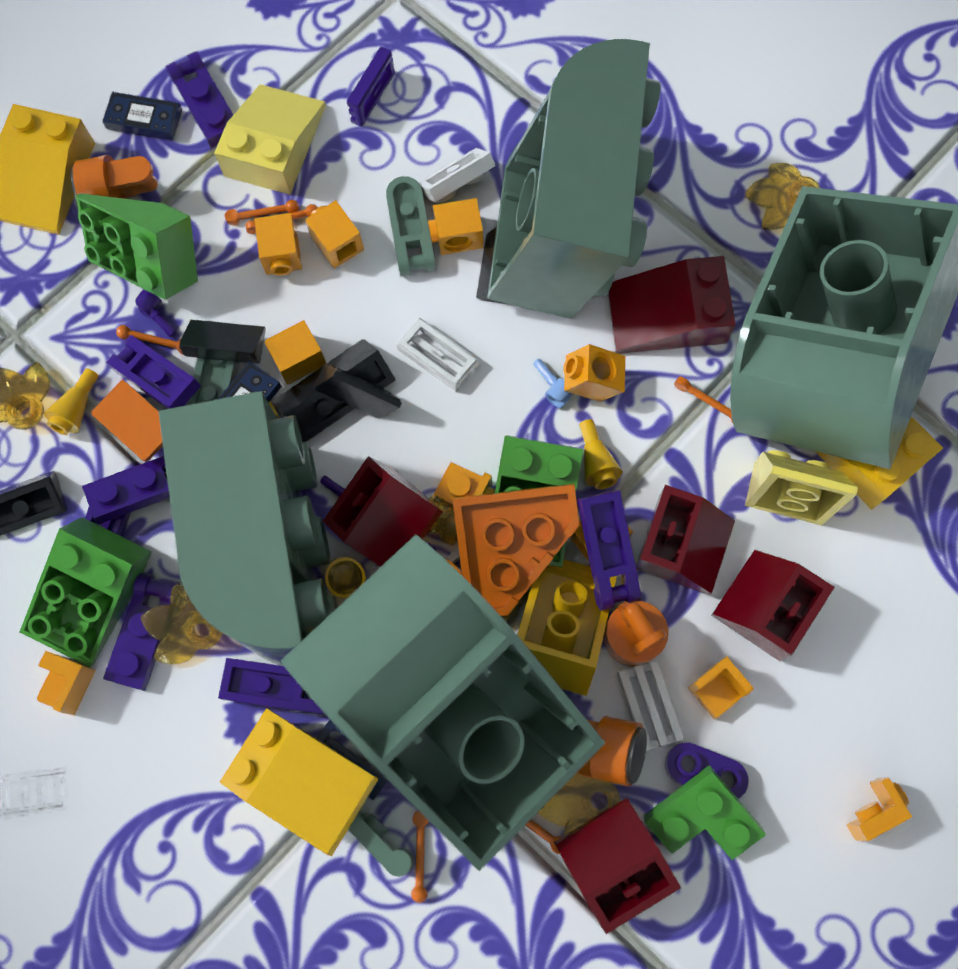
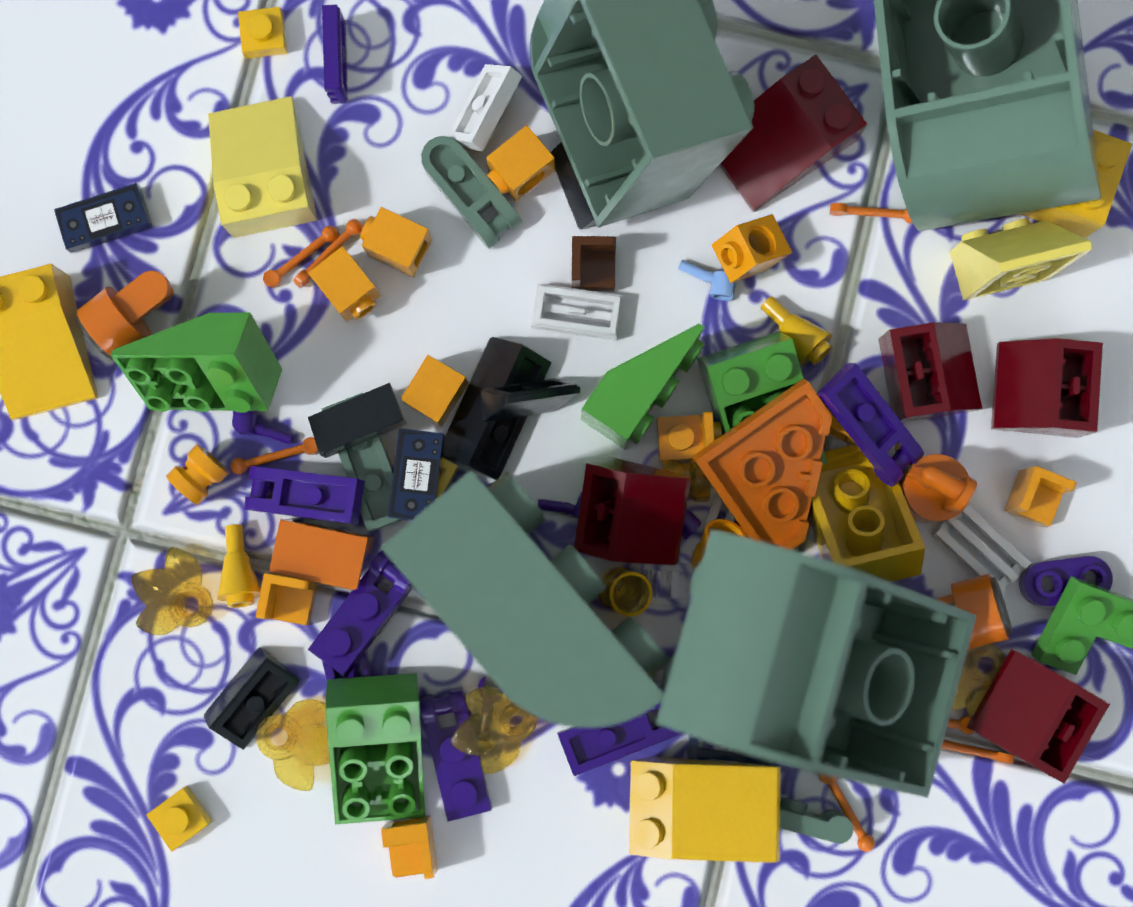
camera: 30 degrees left, 10 degrees up
(25, 565) = (304, 747): none -> clear yellow plate
(91, 318) = (200, 471): none -> light orange wheel
(92, 442) = (286, 599): none -> light orange panel
(201, 97) = (158, 164): dark purple plate -> none
(331, 50) = (262, 32): none -> yellow plate
(449, 425) = (630, 390): none -> bright green slope
(468, 322) = (593, 263): none -> reddish brown panel
(520, 840) = (977, 751): none -> orange hinge

